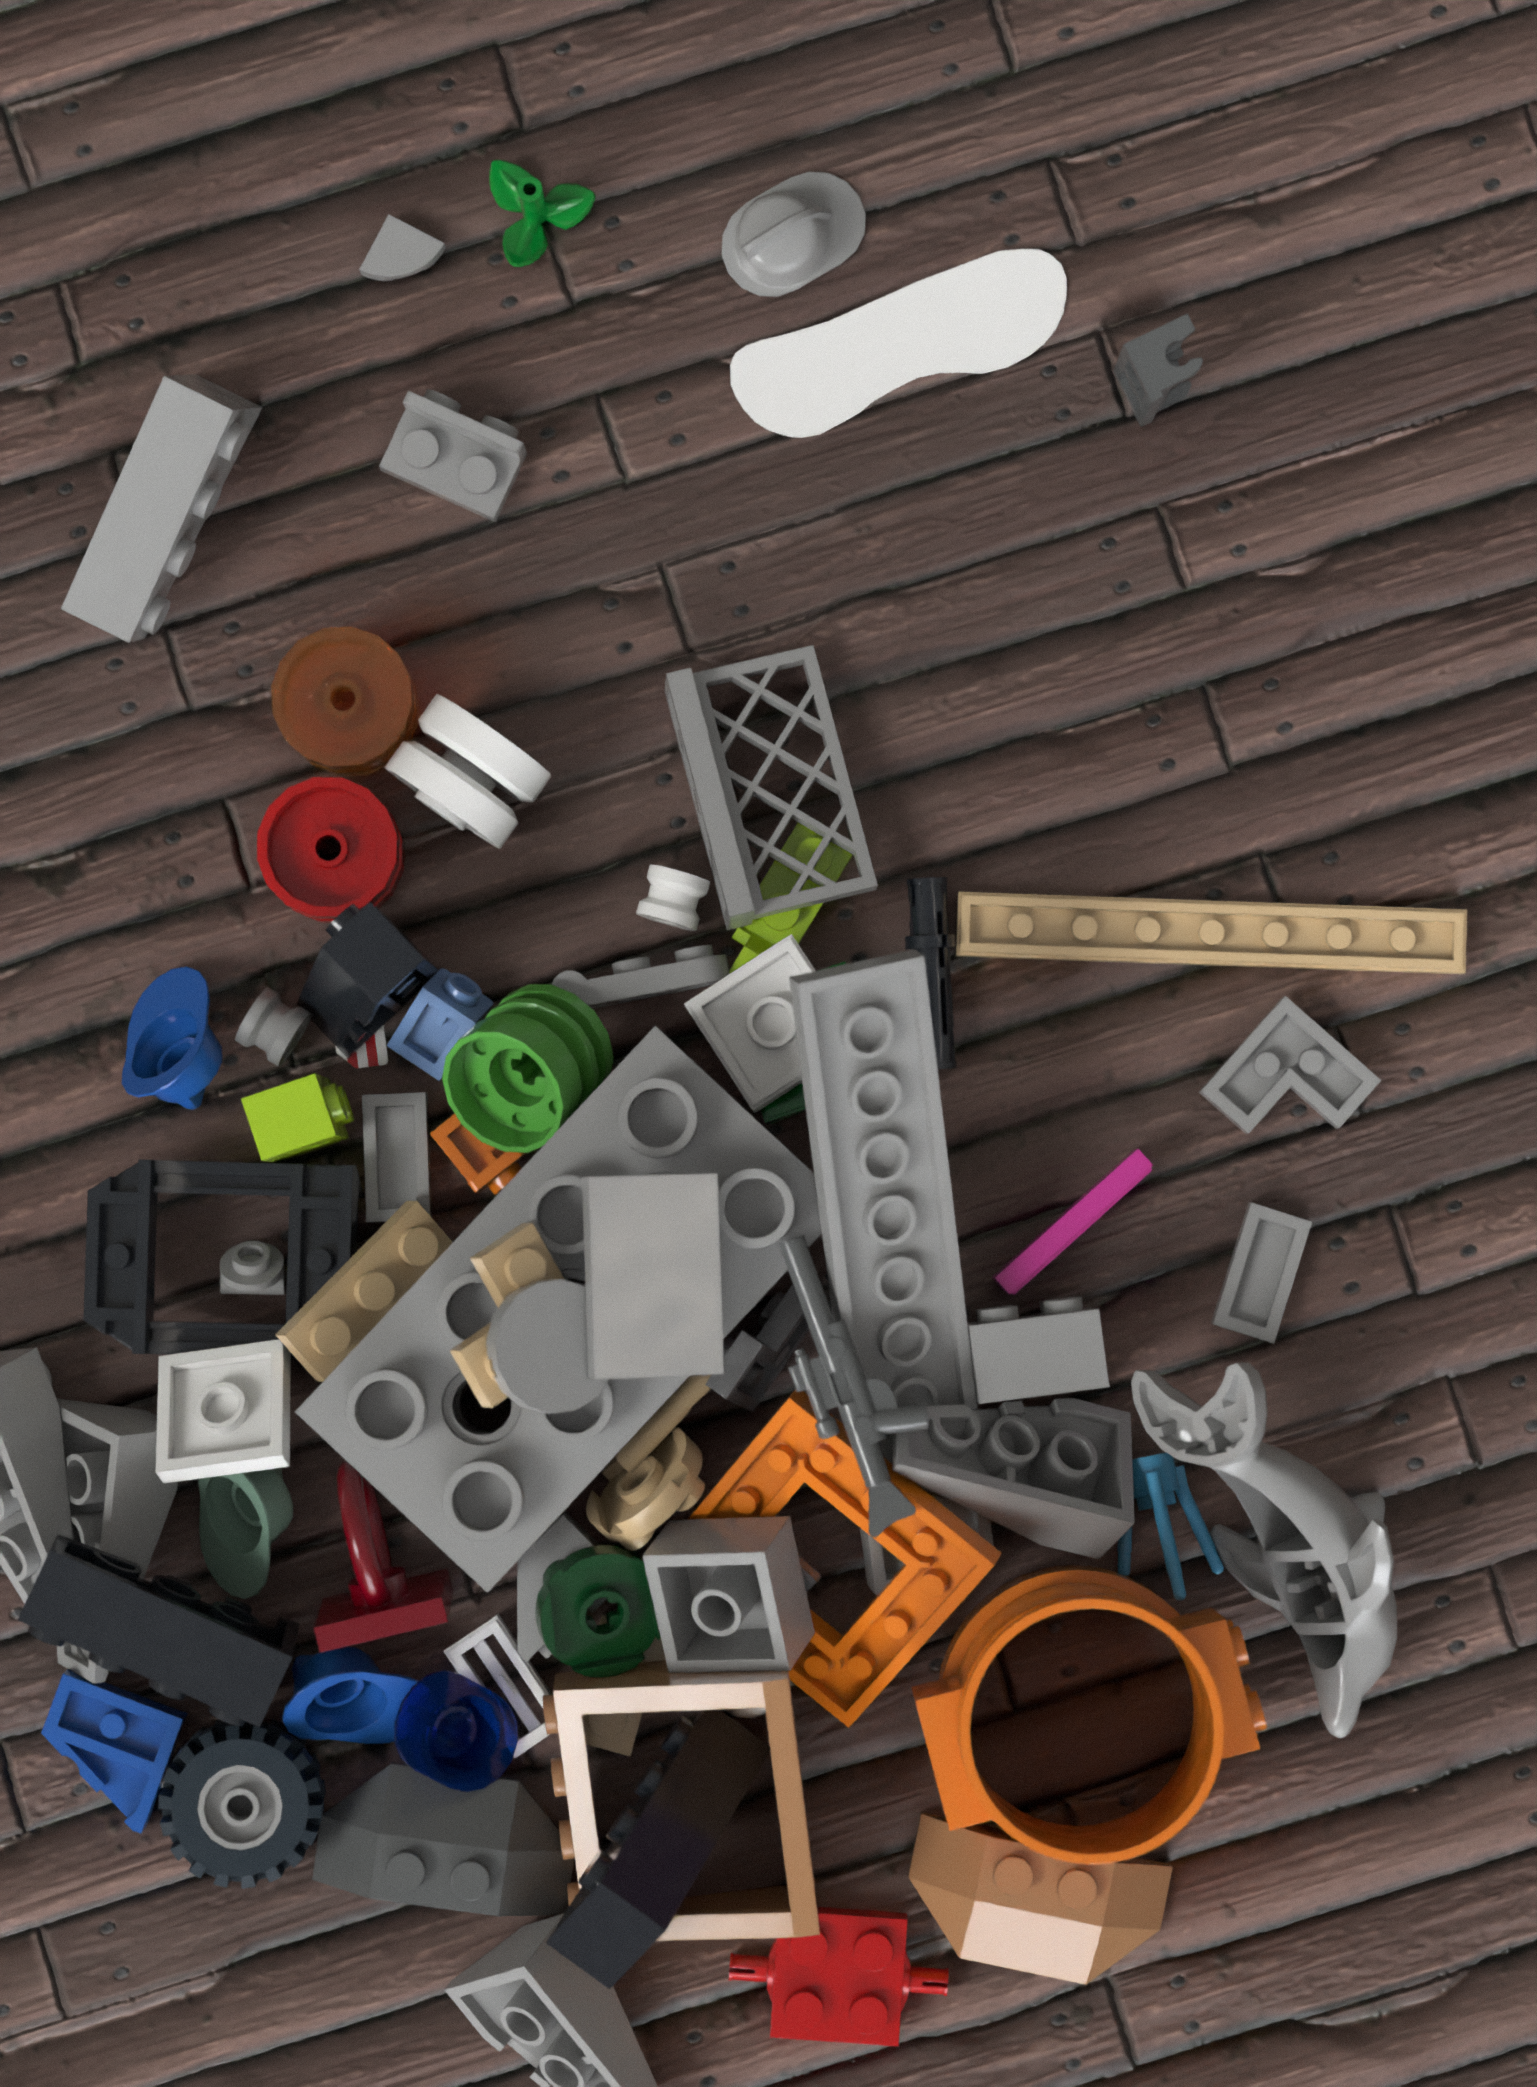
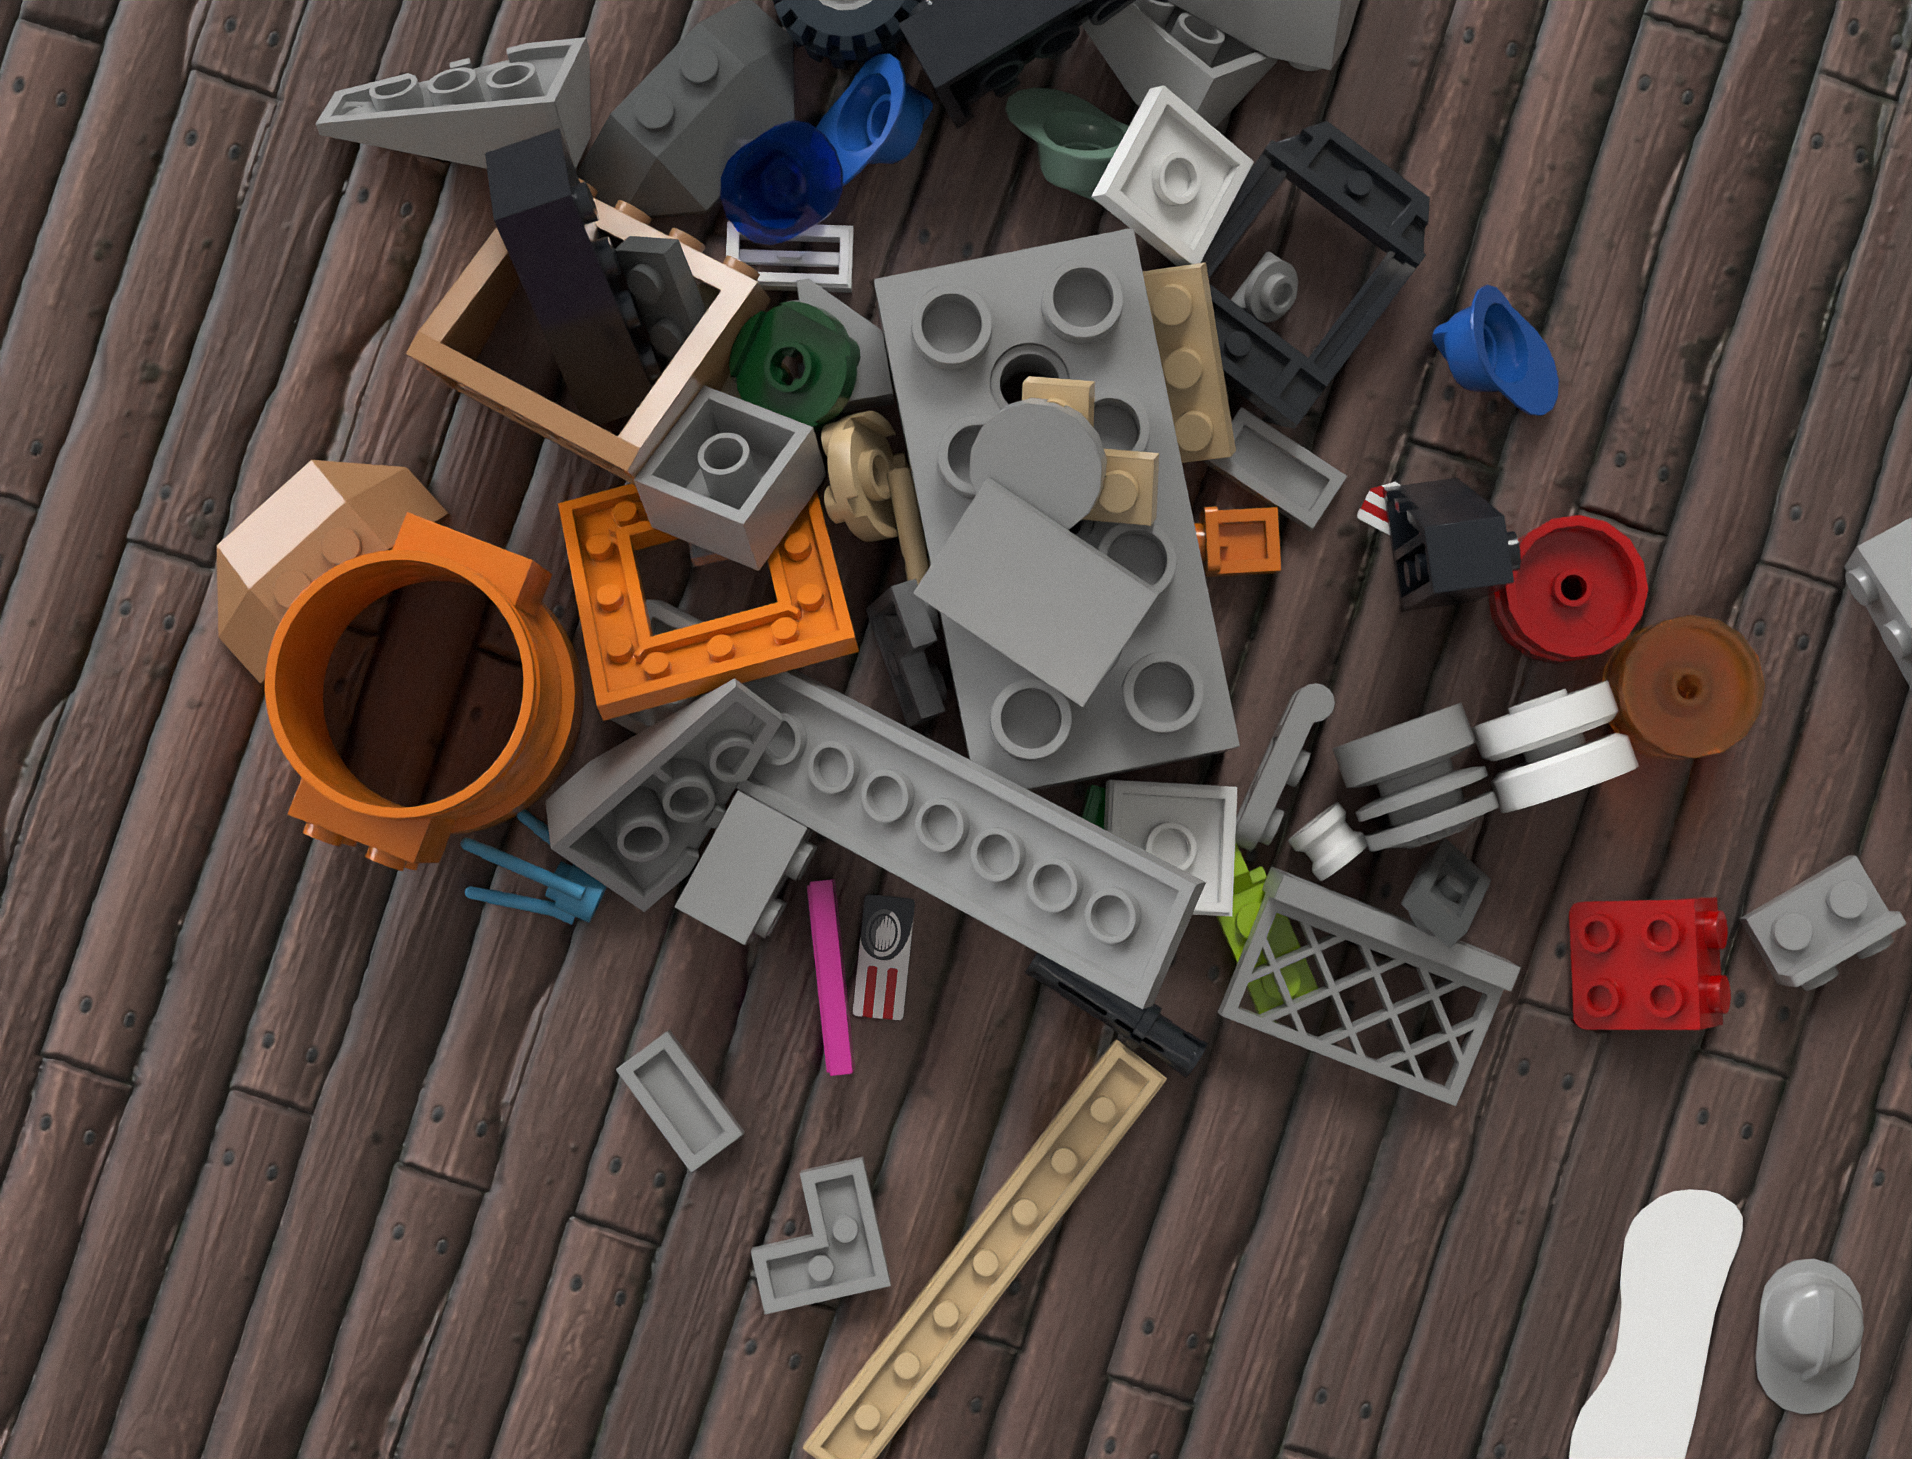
camera: 125 degrees right, 0 degrees up
(273, 1026) = (1454, 443): light grey wheel -> none
(298, 1117) = (1368, 407): lime brick -> none
(380, 1596) = (933, 202): dark red tile -> none
(438, 1019) = (1361, 580): medium blue bracket -> none
(527, 1067) = (1278, 620): bright green wheel -> none
(573, 864) = (1416, 779): none -> light grey wheel
(586, 570) = (1648, 964): none -> red bracket
(616, 1762) = (662, 289): none -> dark grey plate
(648, 775) = (1445, 893): none -> dark grey plate
(839, 1381) = (839, 686): dark grey piece -> none
(841, 1982) = (358, 357): red plate -> none
(1025, 1191) = (883, 957): none -> sticker
(1317, 1549) = (422, 983): light grey animal -> none

